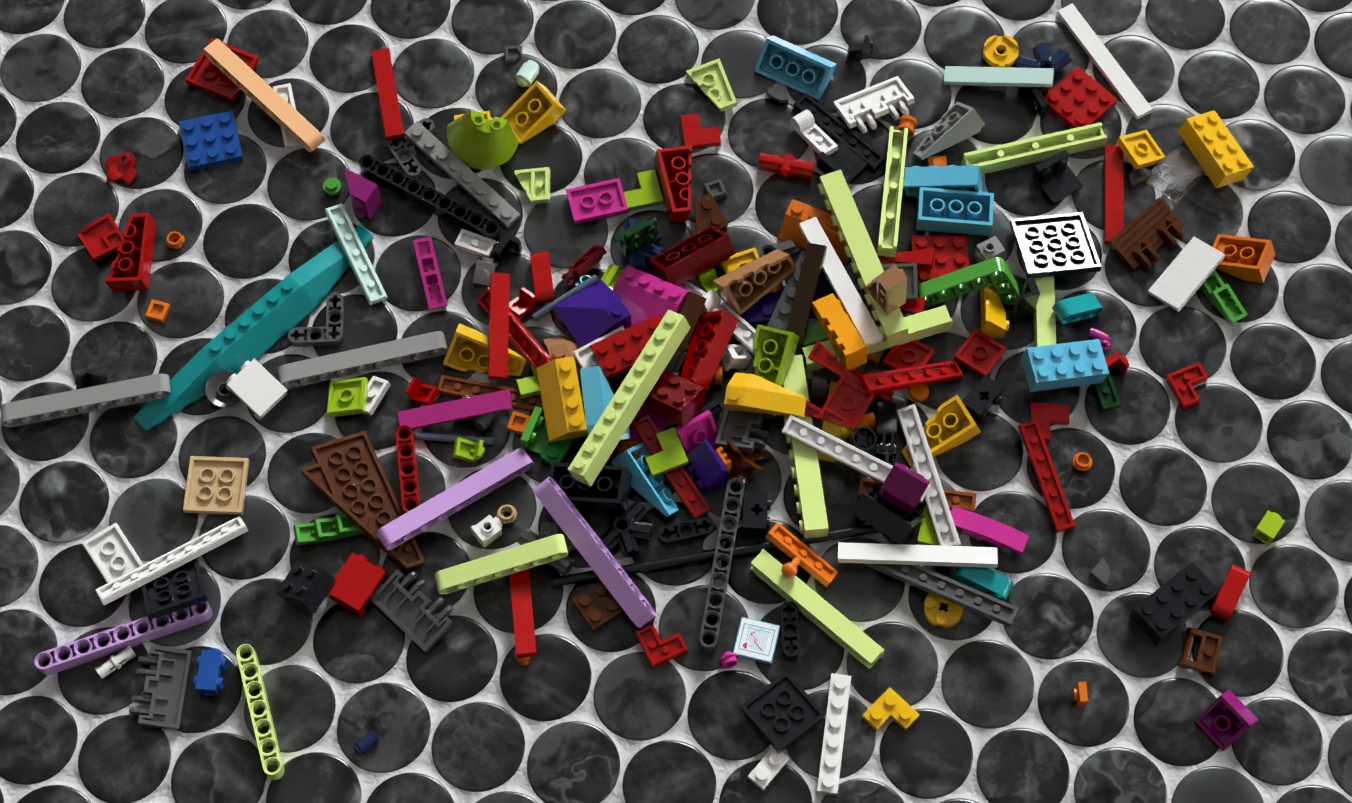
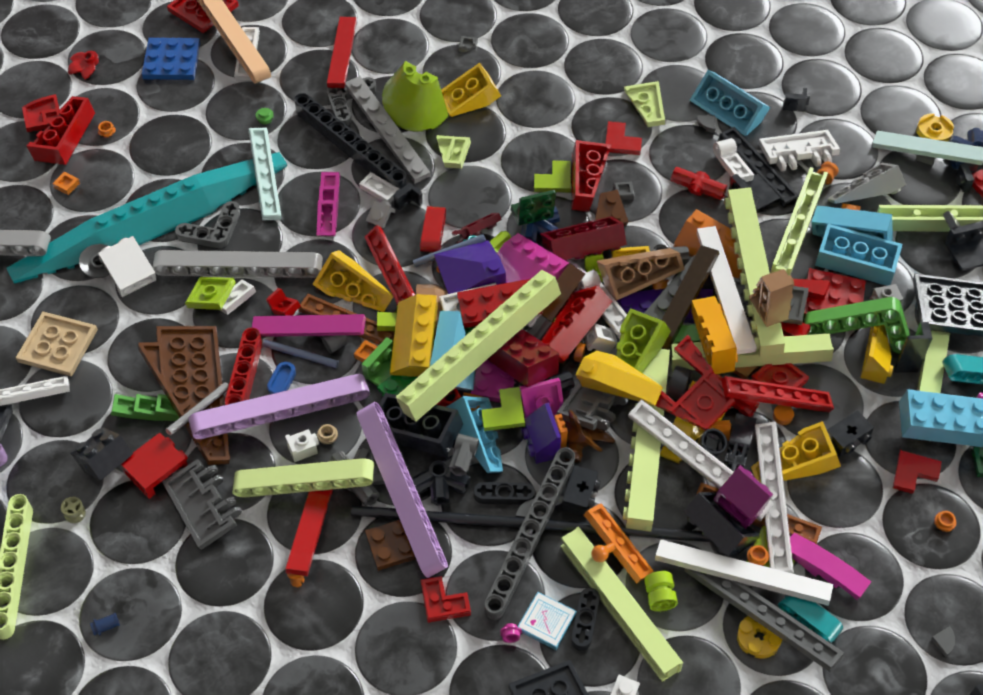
camera: 15 degrees right, 10 degrees down
(295, 641) = (73, 504): none -> olive wheel
(364, 195) = (288, 124): magenta slope -> none
(379, 521) = (199, 407): none -> light grey bar
(445, 469) = (281, 378): none -> blue tile
(468, 450) = (309, 366): lime bracket -> none
(498, 326) = (374, 259): red tile -> none
(523, 303) = (406, 249): red bracket -> none
(527, 73) = (474, 58): light aqua brick -> none
(597, 201) = (506, 176): dark pink plate -> none
(641, 506) = (464, 449): none -> dark grey piece
(677, 477) = (510, 437): red tile -> none
(848, 586) = (660, 587): none -> lime wheel
(926, 536) = (757, 555): none -> orange plate
(980, 353) = (856, 390): red plate -> none
(1035, 156) = (951, 220): none -> dark grey tile
(1046, 476) = (903, 528): red tile -> none

